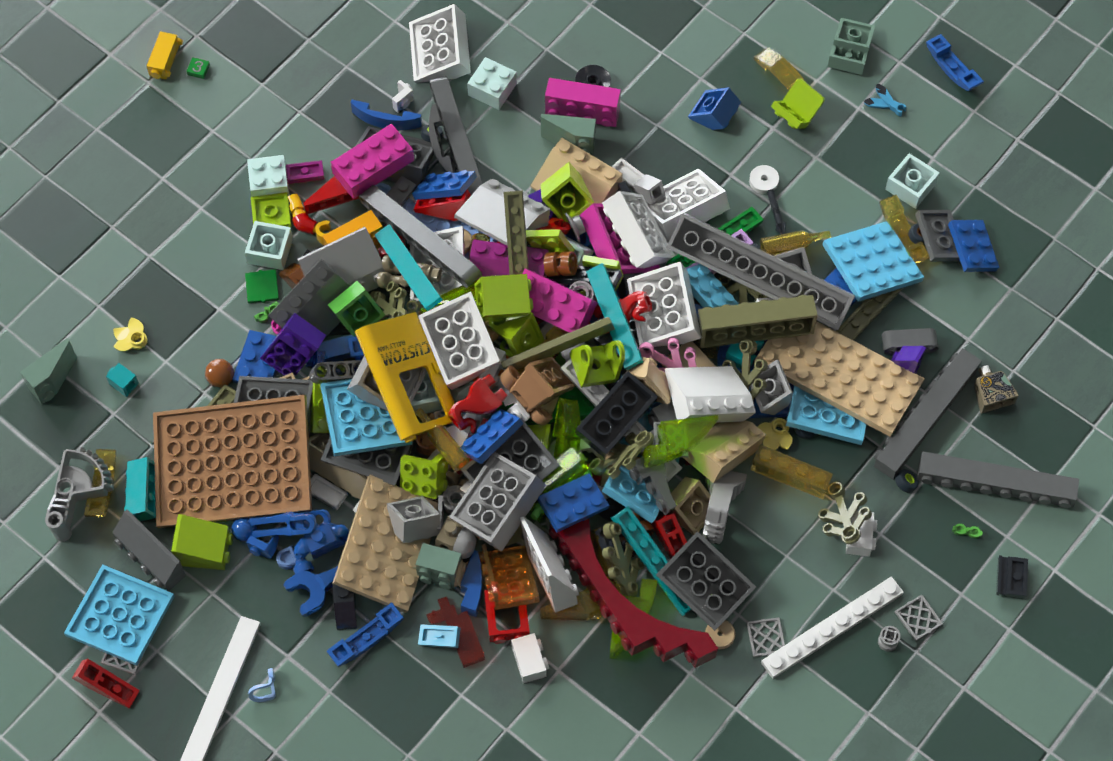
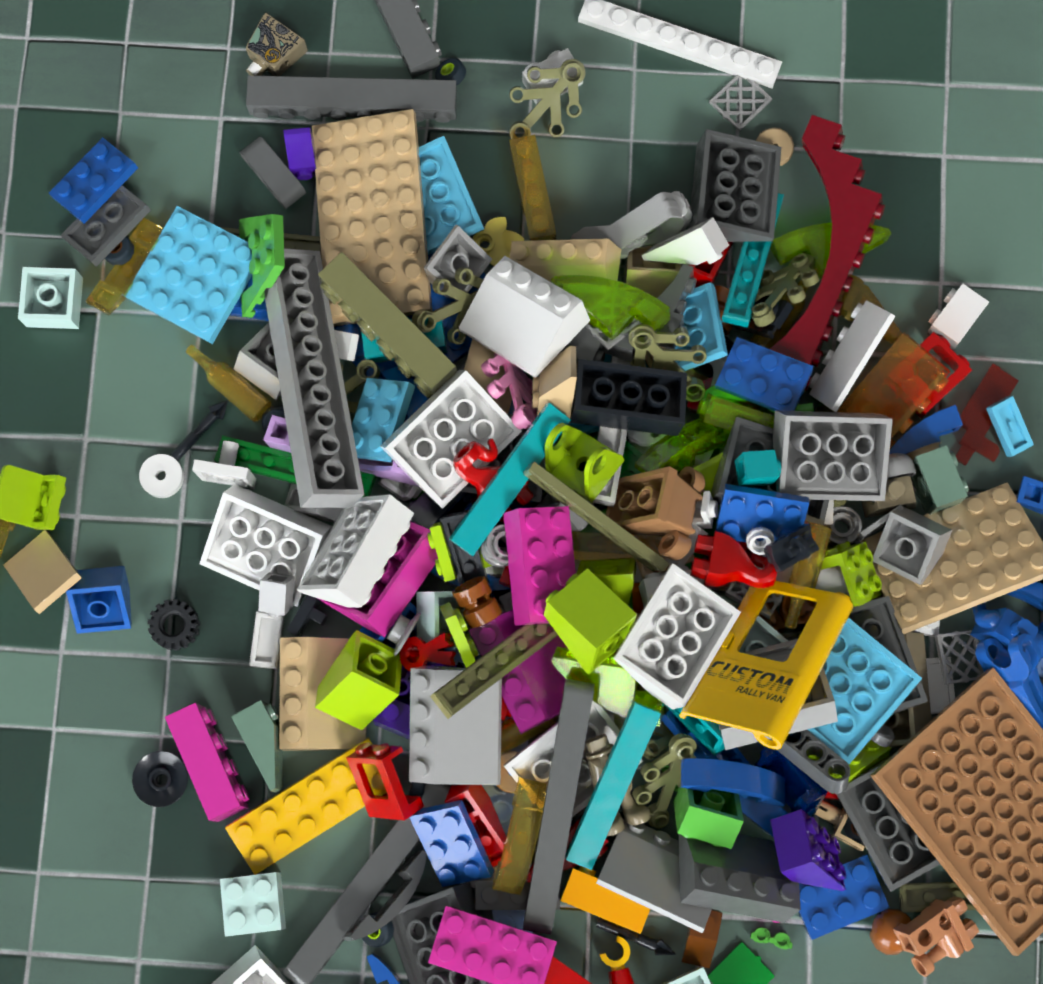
camera: 120 degrees left, 15 degrees up
(199, 388) = (939, 927): none -> nougat hips
(322, 431) = (883, 736): none -> light grey tile
(345, 518) = (966, 646): none -> light grey window
(350, 345) = (733, 778): none -> blue slope
(421, 211) = (521, 836): none -> clear yellow slope
(459, 430) = (791, 548): none -> black hips
(477, 423) = (758, 546): none -> white plate
(517, 171) = (393, 803): none -> red window
(519, 448) = (757, 468): none -> teal brick
(521, 140) = (301, 812): none -> yellow plate
(672, 126) = (162, 613): none -> black tyre
(686, 521) = (691, 246): none -> white slope
(740, 204) = (225, 471): none -> white tile
(750, 86) = (42, 571): none -> tan tile
(862, 294) = (266, 240): none -> bright green wing

